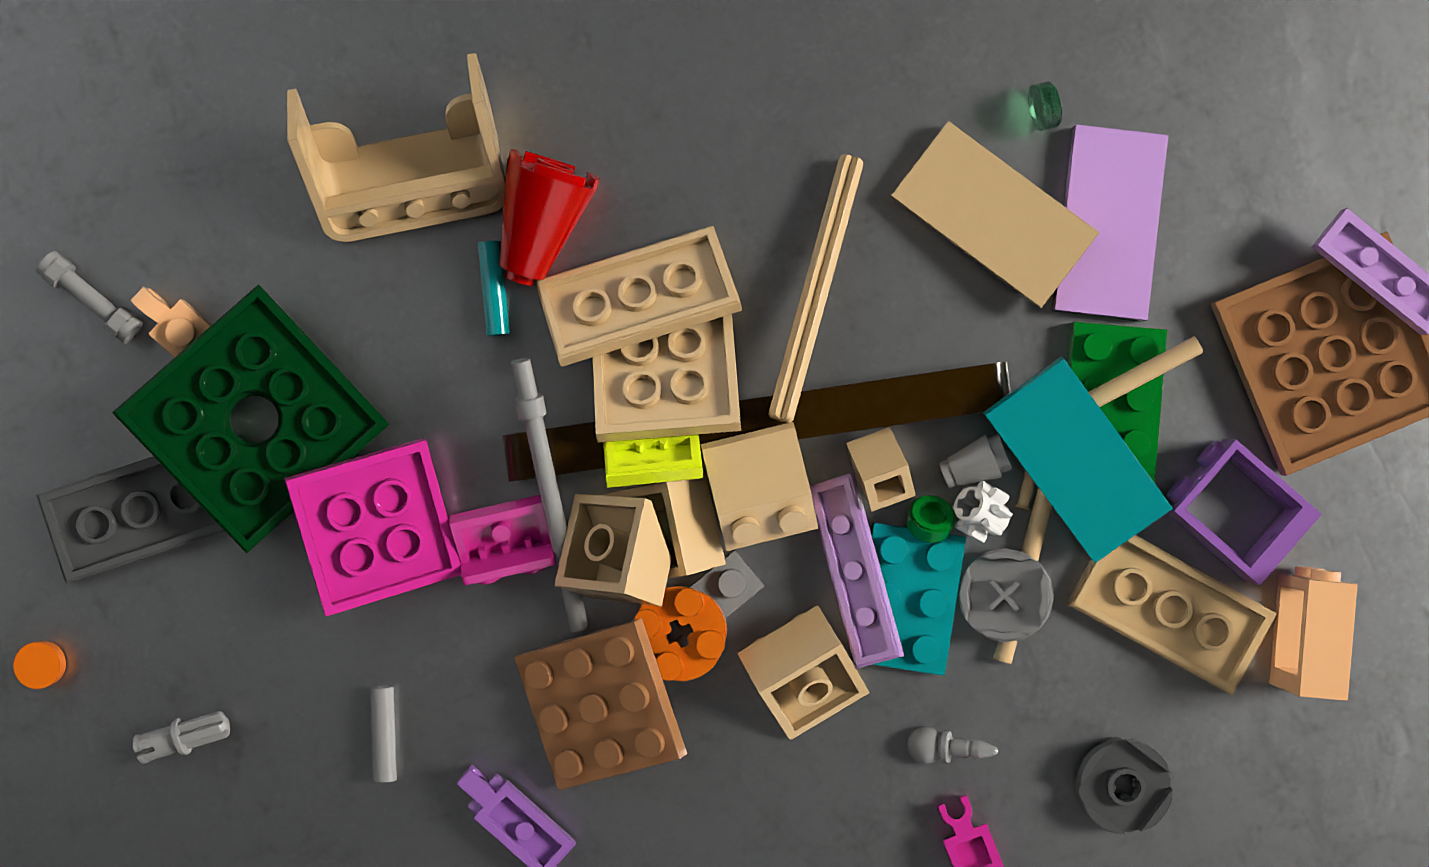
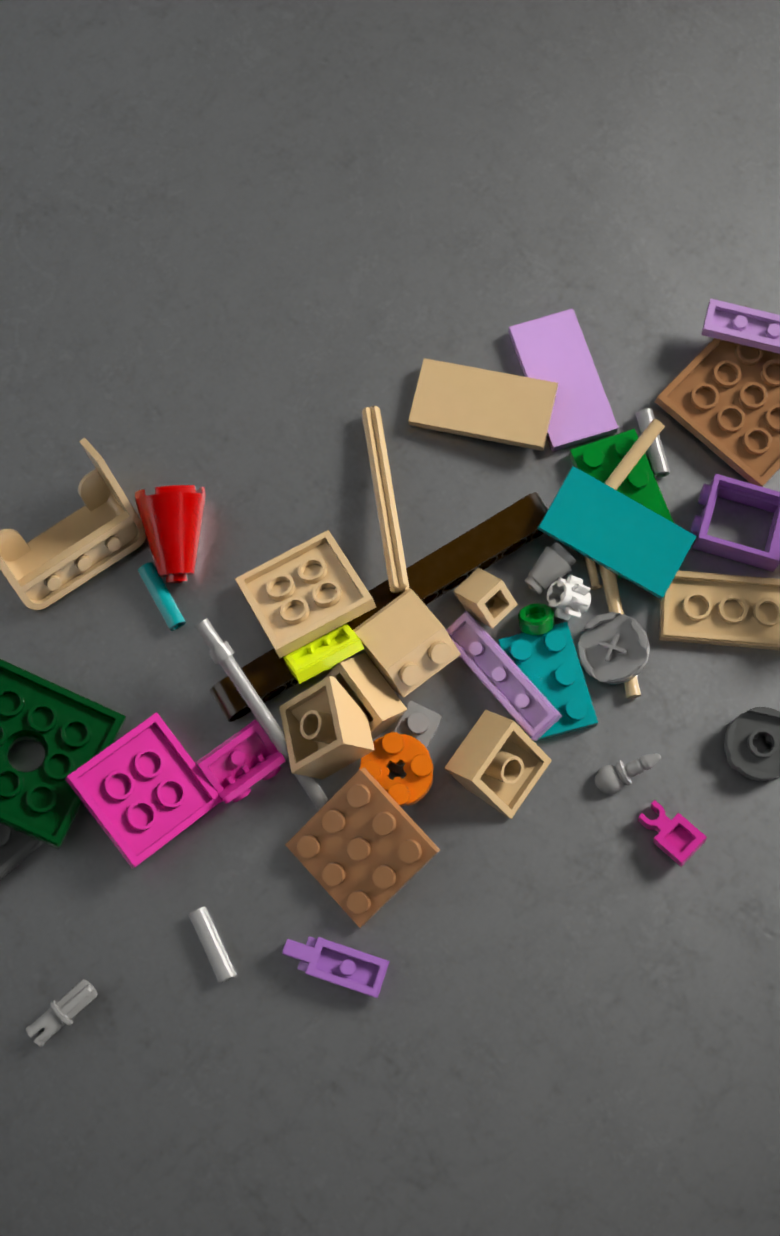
camera: 20 degrees left, 15 degrees down
(638, 296) = (264, 555): tan tile -> none
(1045, 105) = (483, 323): clear green tile -> none
(1177, 378) = (655, 452): none -> light grey piece

